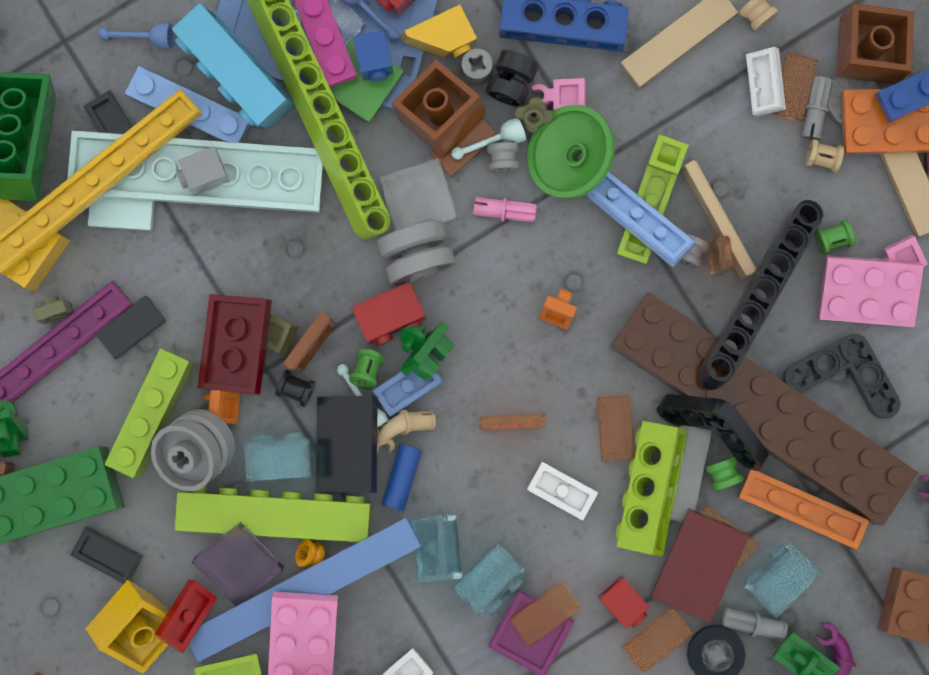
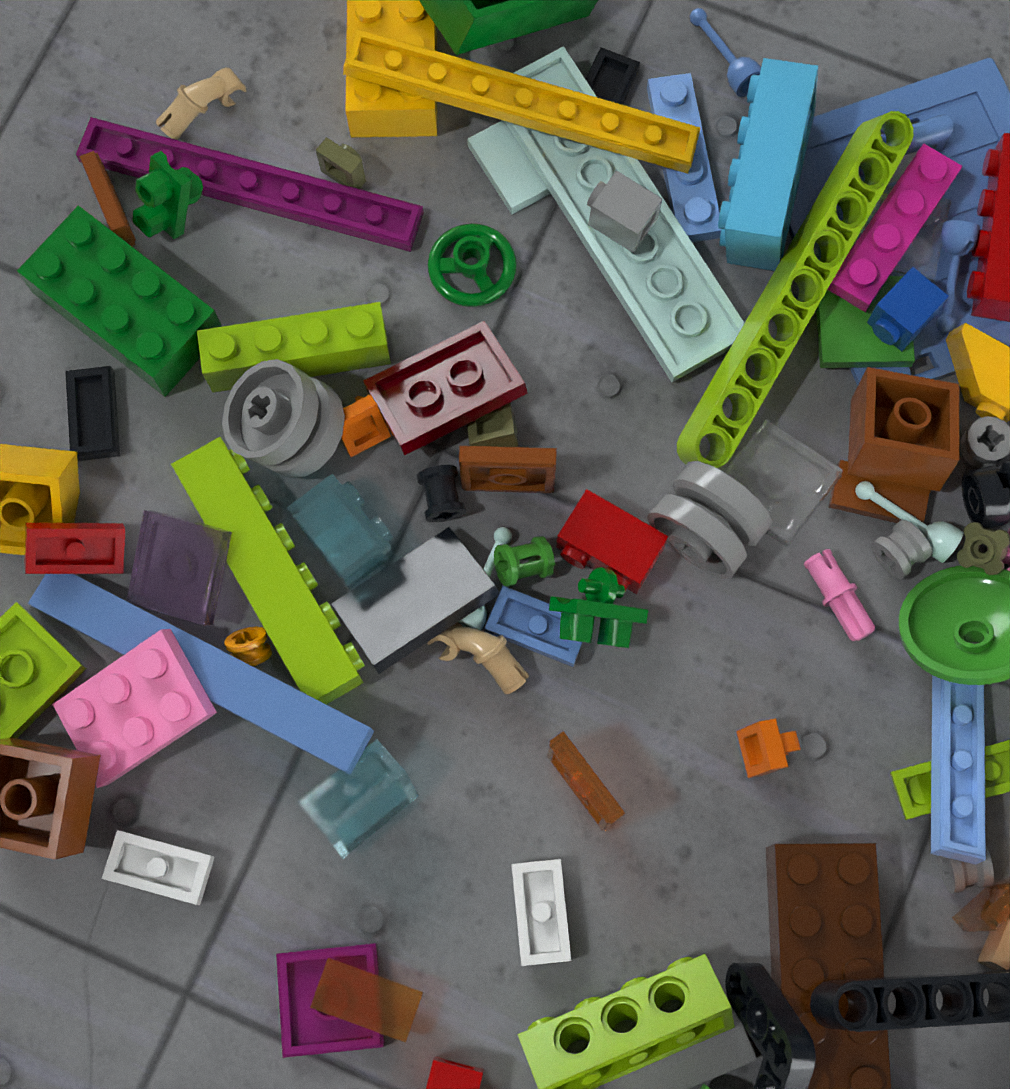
camera: 50 degrees right, 10 degrees down
(131, 327) = (382, 263): black tile -> none
(157, 275) = (473, 243): none -> green piece
(401, 477) = (420, 695): blue piece -> none
(490, 580) = (363, 896): clear light blue brick -> none
(615, 428) = (669, 927): clear orange tile -> none

